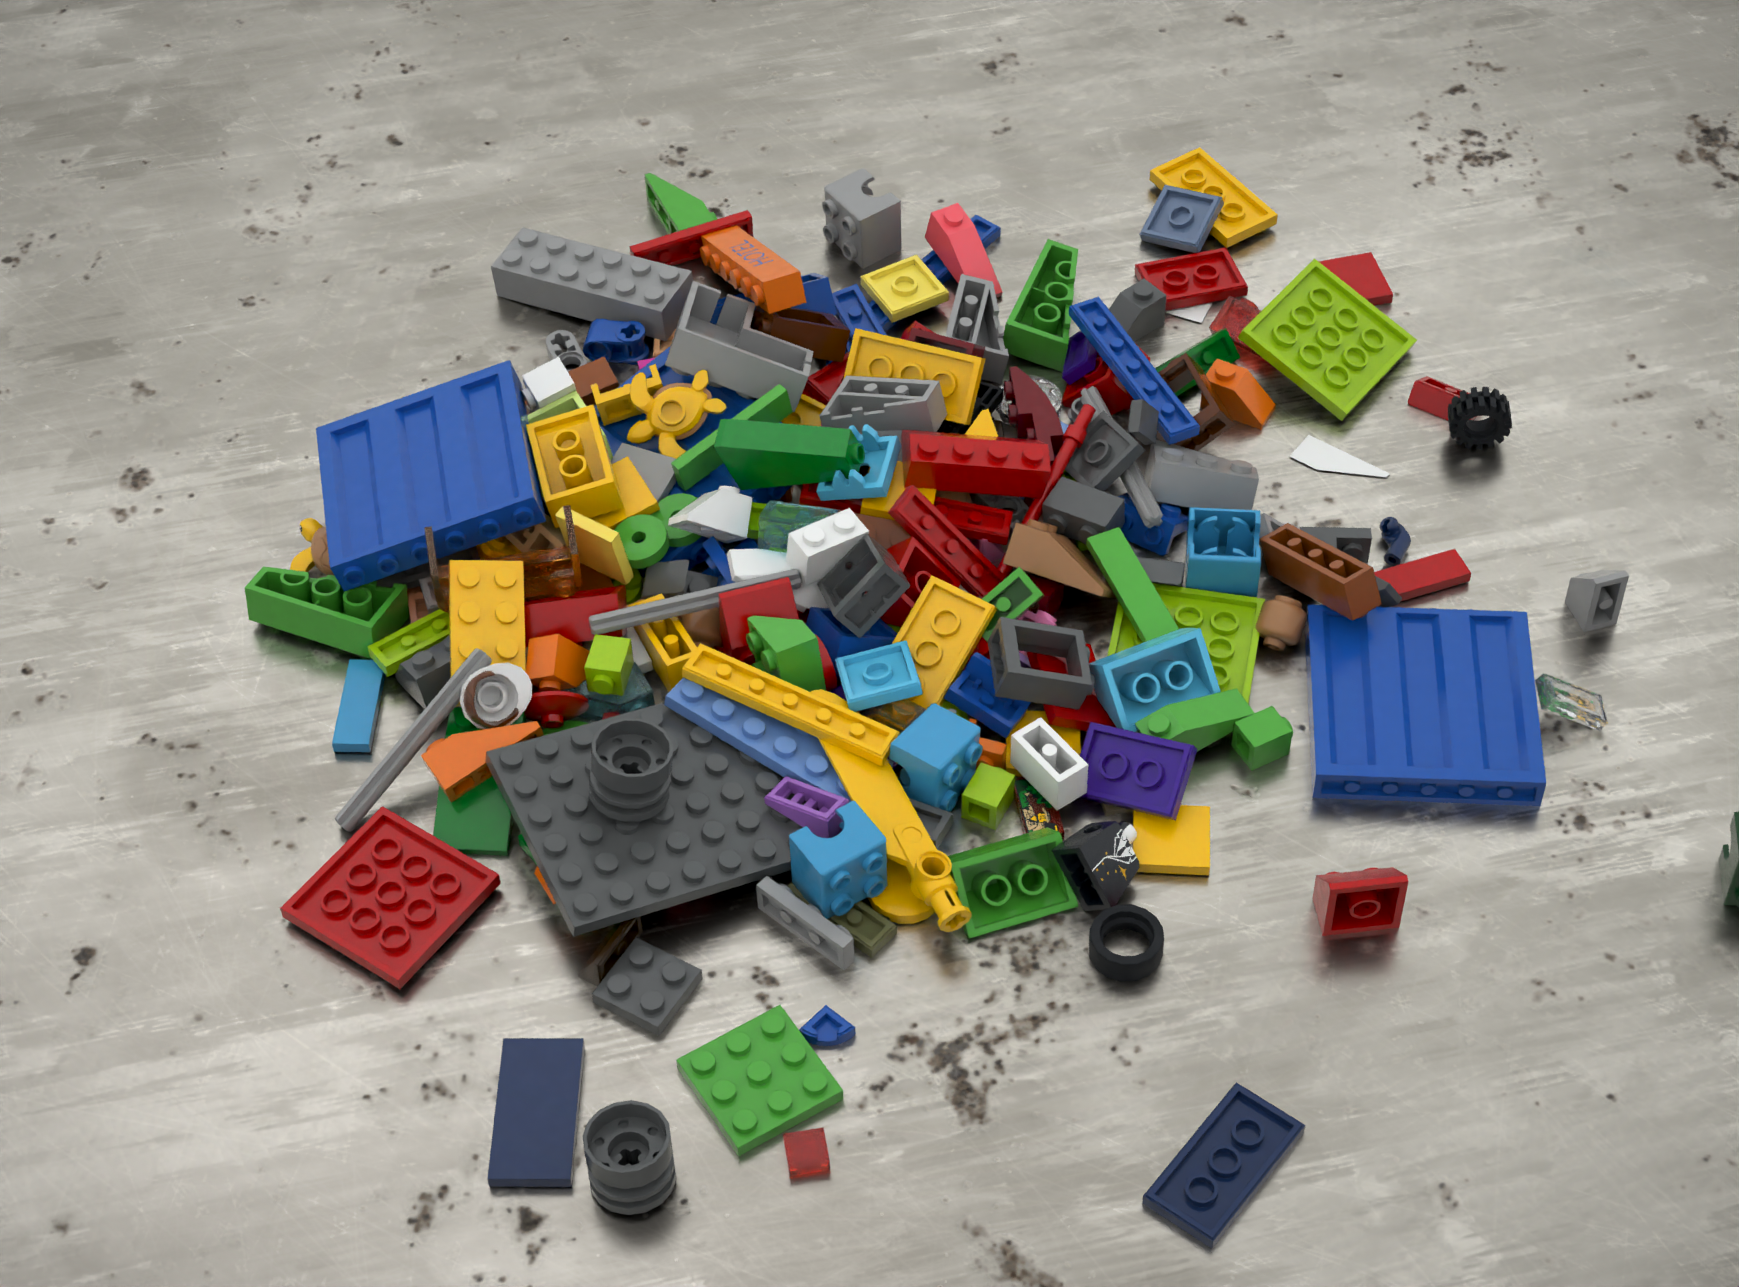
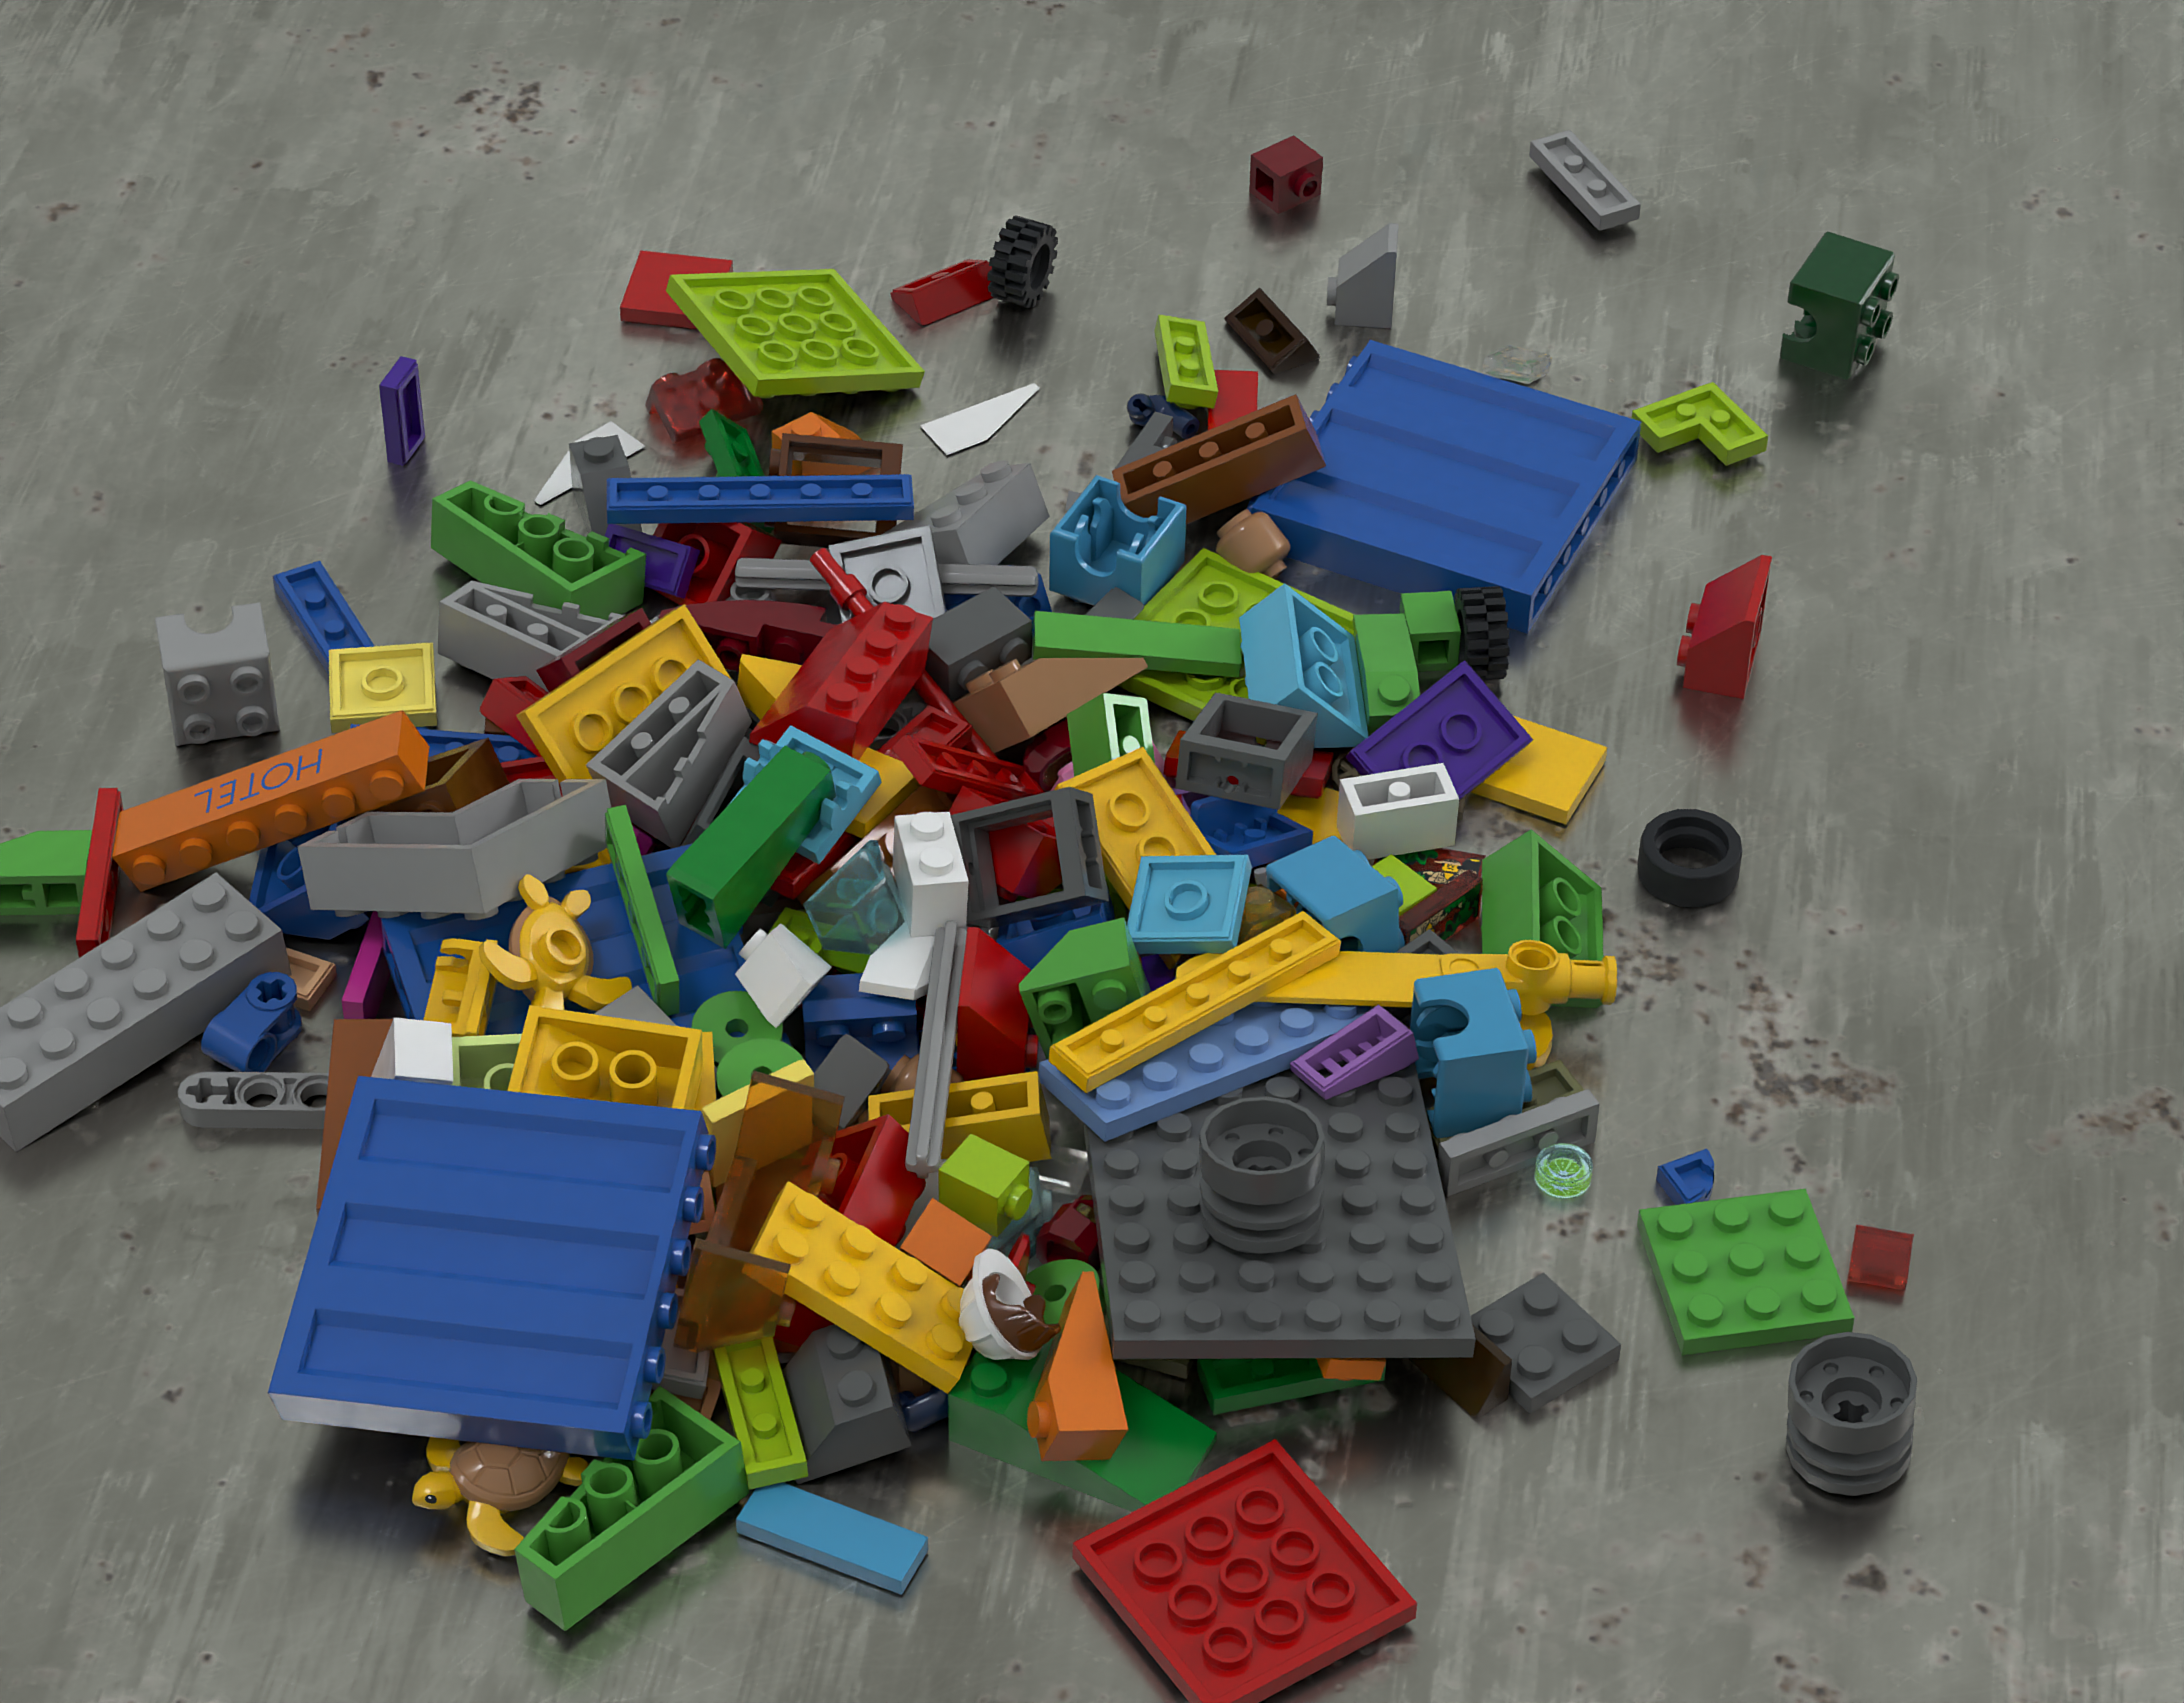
camera: 70 degrees left, 5 degrees down
(409, 743) = (1000, 1450): light grey axle -> none
(536, 1112) = (1701, 1517): dark blue tile -> none
(803, 958) = (1563, 1171): none -> clear light blue tile
(959, 245) = (359, 600): coral slope -> none
(983, 820) = (1446, 909): none -> clear red tile
(1099, 863) = (1555, 816): black torso -> none
(1130, 203) = (402, 410): none -> dark purple tile
(1143, 421) = (880, 512): dark grey tile -> none
(1181, 219) = (459, 384): sand blue tile -> none
(1194, 278) = (559, 411): red tile -> none
(1223, 1165) = (2047, 890): dark blue tile -> none
(1242, 210) = (445, 341): yellow plate -> none
(1263, 760) = (1483, 630): none -> black tyre
(1446, 531) = (1186, 362): none -> lime plate
(1525, 571) = (1271, 333): none -> dark brown slope
(1599, 825) = (1703, 415): none -> lime plate
(1693, 521) = (1286, 174): none -> dark red brick

